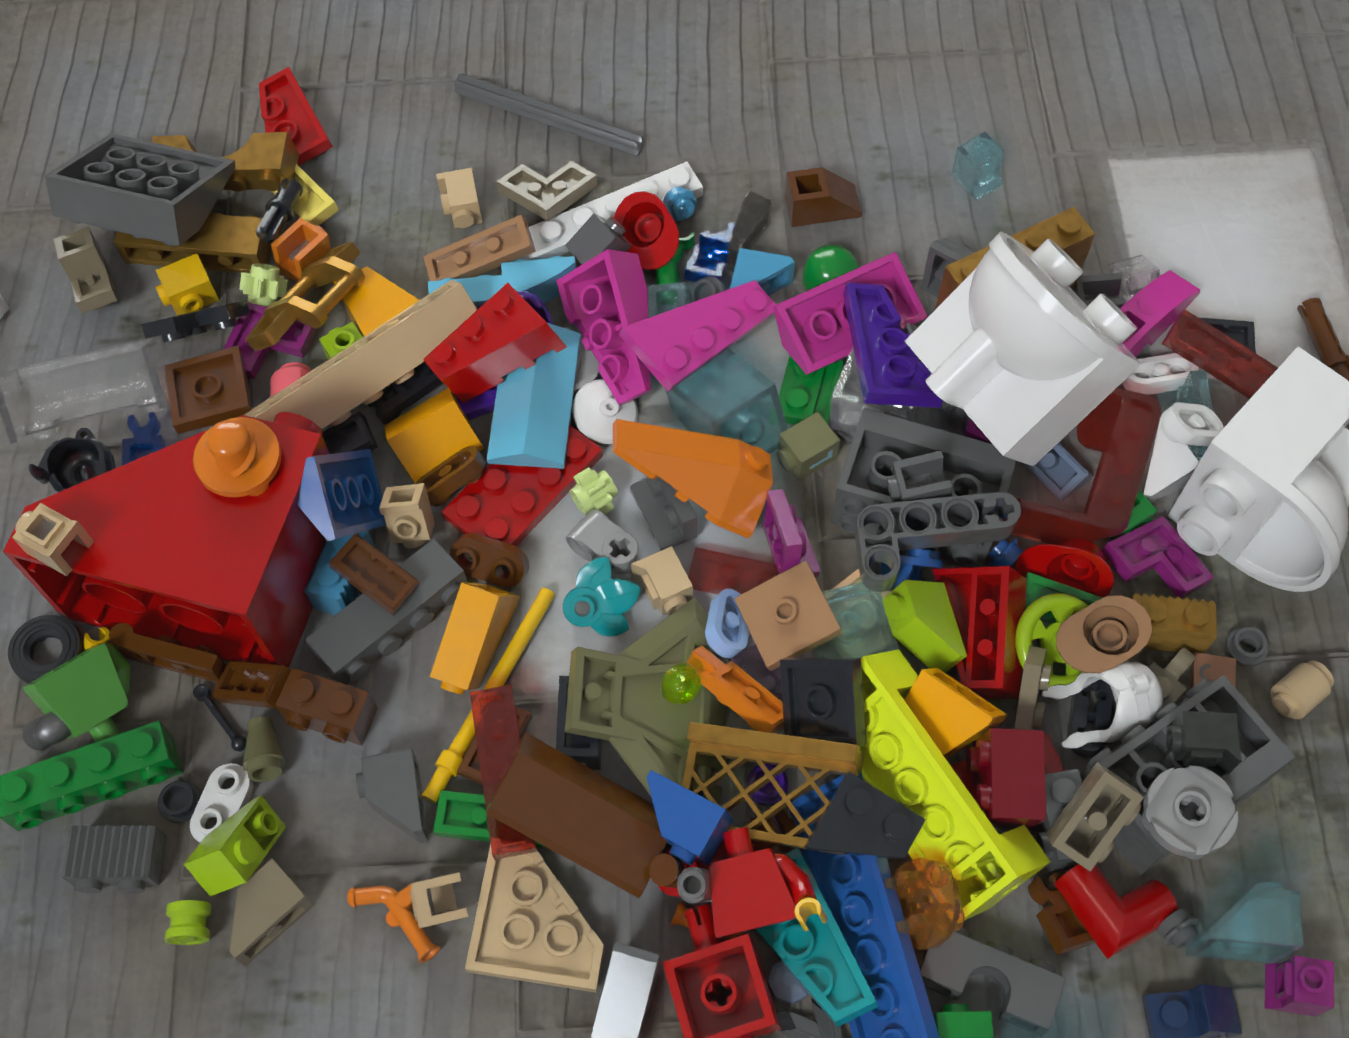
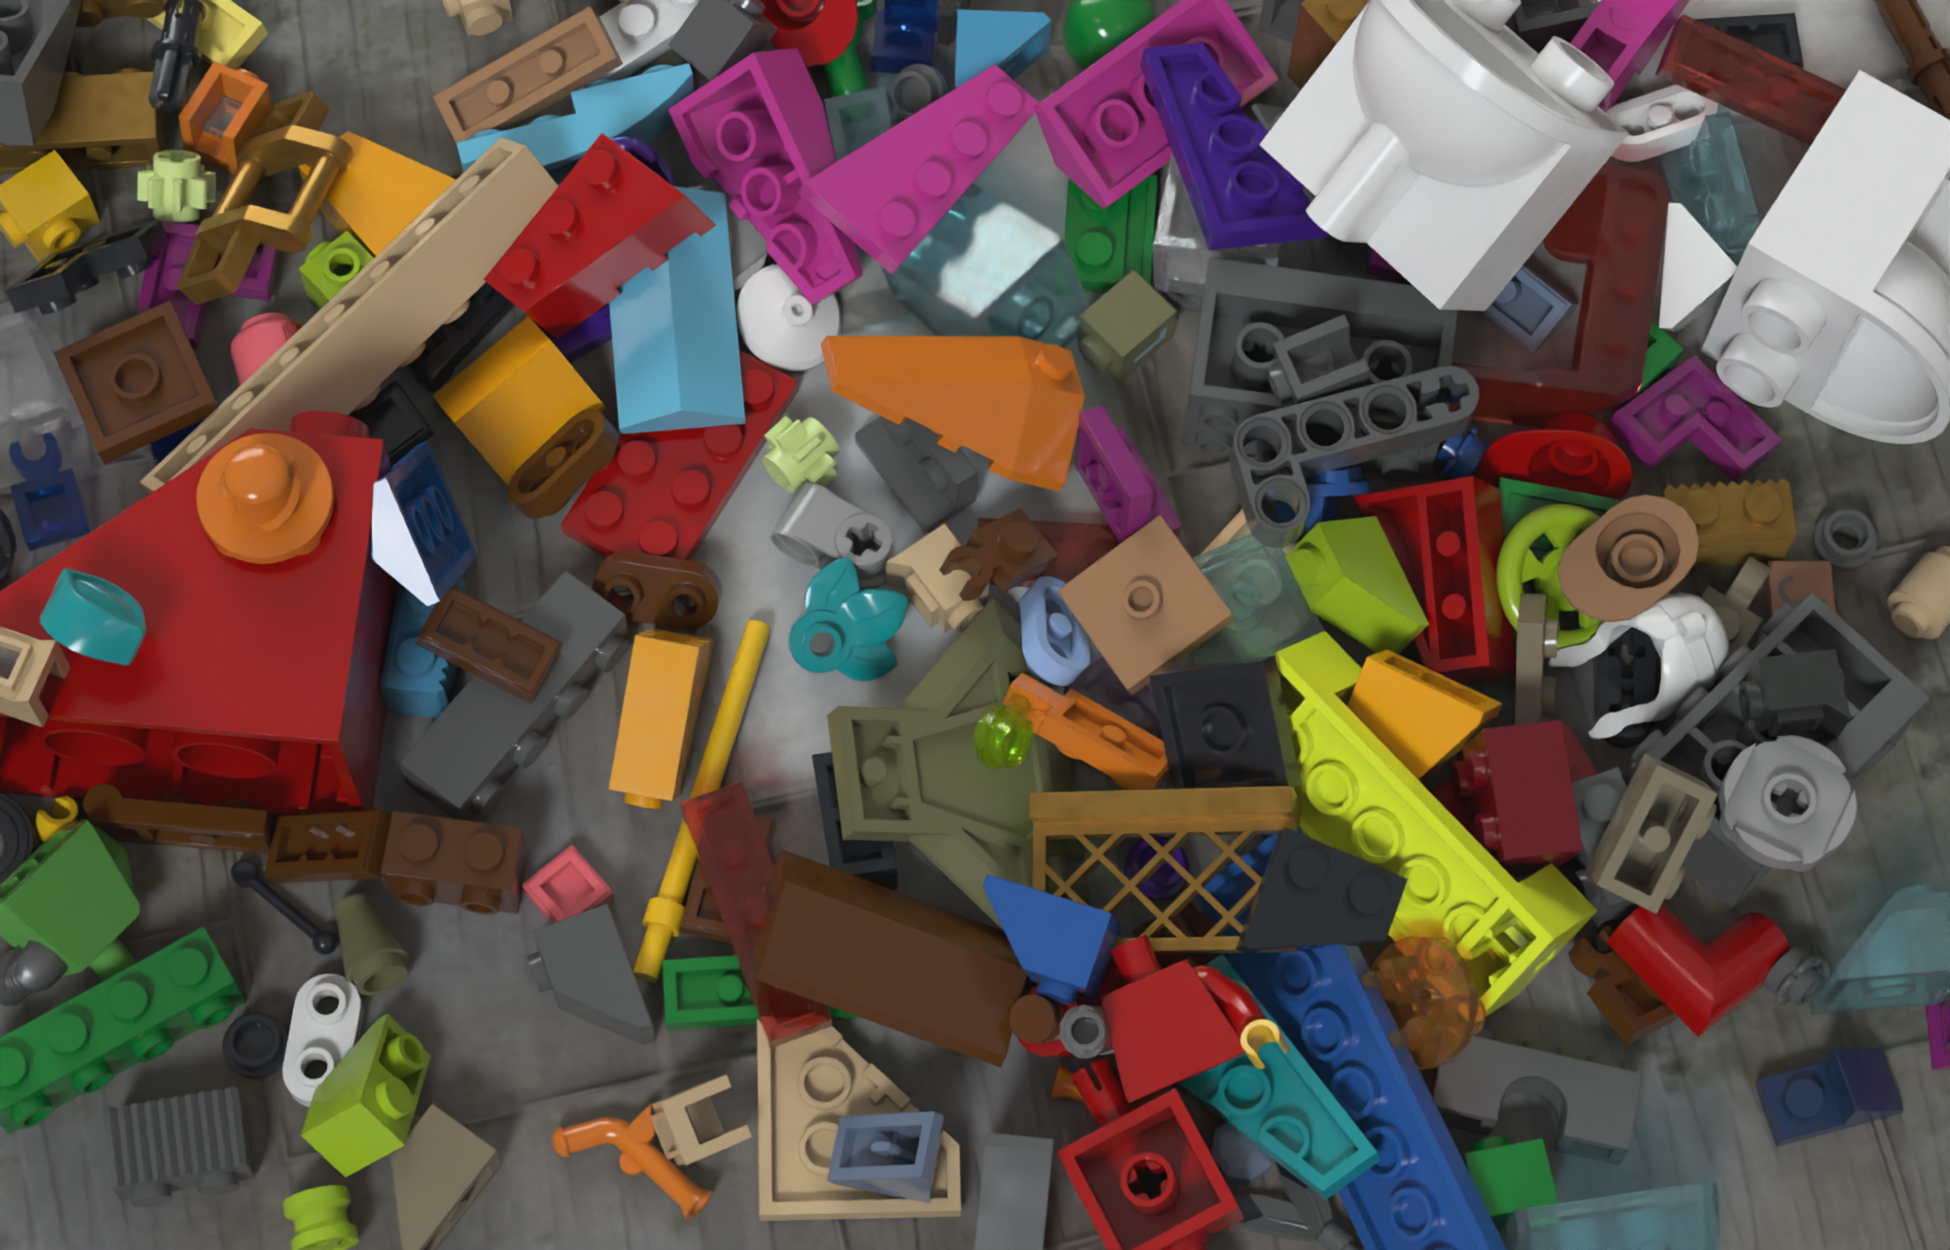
camera: 15 degrees left, 5 degrees up
(108, 512) = (94, 618): none -> teal hat
(394, 733) = (567, 887): none -> coral tile
(407, 514) = (517, 549): tan brick -> none
(555, 943) = (888, 1153): none -> sand blue slope
(705, 568) = (1002, 550): none -> reddish brown plate
(1190, 424) = (1717, 208): white plate -> none

